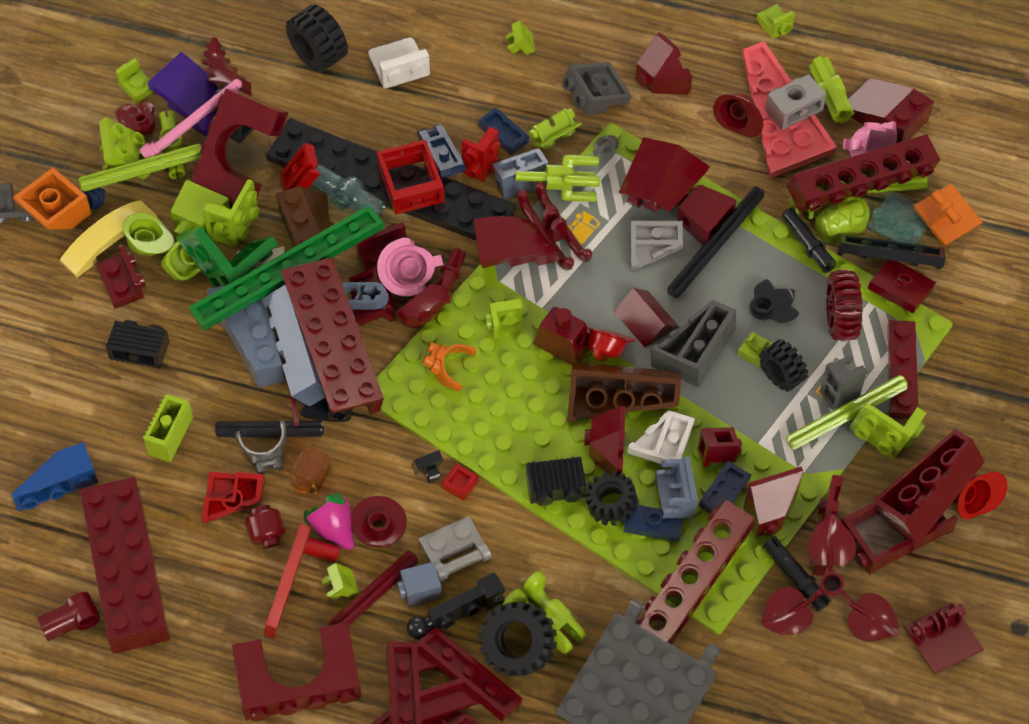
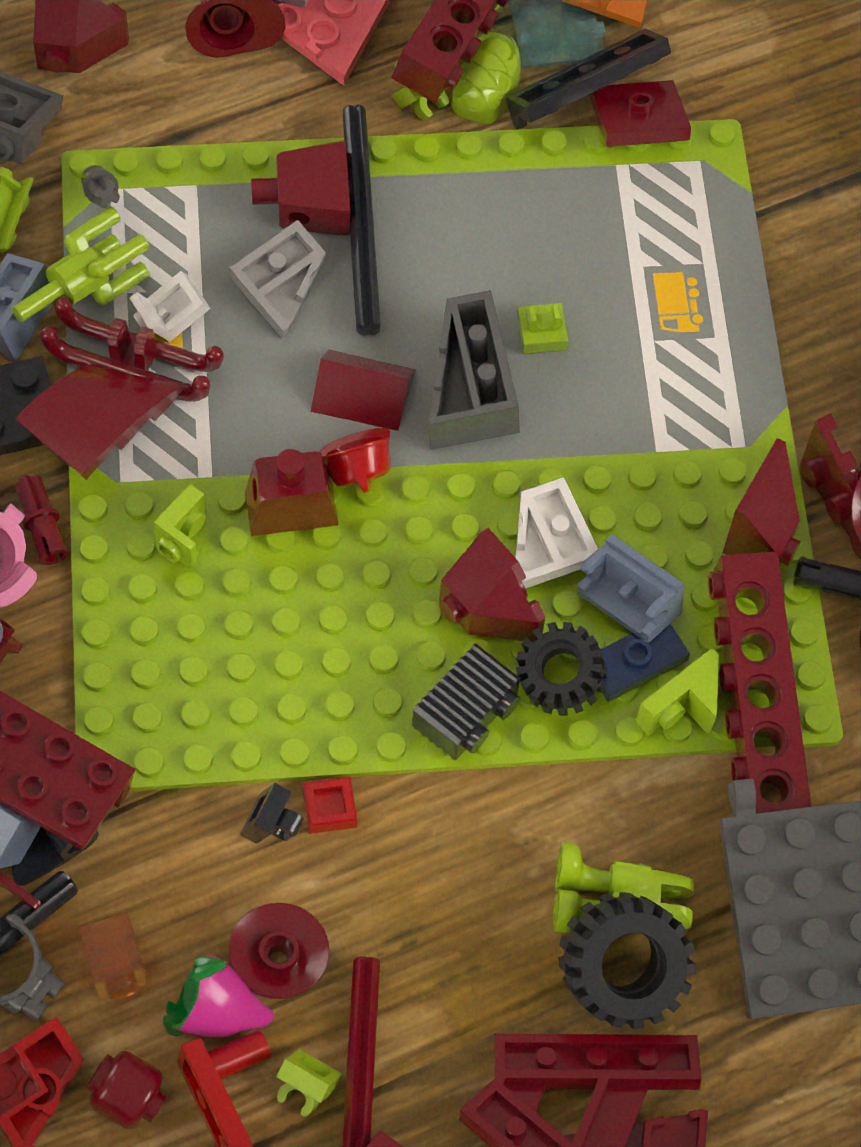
camera: 45 degrees left, 5 degrees up
(420, 585) = (418, 992): sand blue brick -> none
(424, 306) = (56, 595): dark red piece -> none
(435, 362) = (149, 659): orange helmet -> none
(453, 541) = (396, 898): light grey plate -> none
(486, 593) = (514, 932): black plate -> none
(588, 221) = (170, 307): none -> white bracket
(606, 387) = (432, 511): reddish brown wedge -> none
(661, 175) = (219, 176): dark red slope -> none
(662, 550) = (690, 691): none -> lime slope
(718, 445) = (625, 492): dark red brick -> none
(726, 486) = (685, 542): dark blue plate -> none
(775, 301) = (509, 247): black plate -> none
(783, 365) = (607, 322): black tyre -> none
(814, 248) = (491, 137): black pin -> none
(840, 384) = (699, 294): dark grey hinge -> none
(844, 305) = (609, 187): dark red gear -> none
(846, 412) = (732, 328): lime axle -> none
(886, 433) = (808, 318): lime bracket -> none
(903, 361) = (739, 222): dark red plate -> none

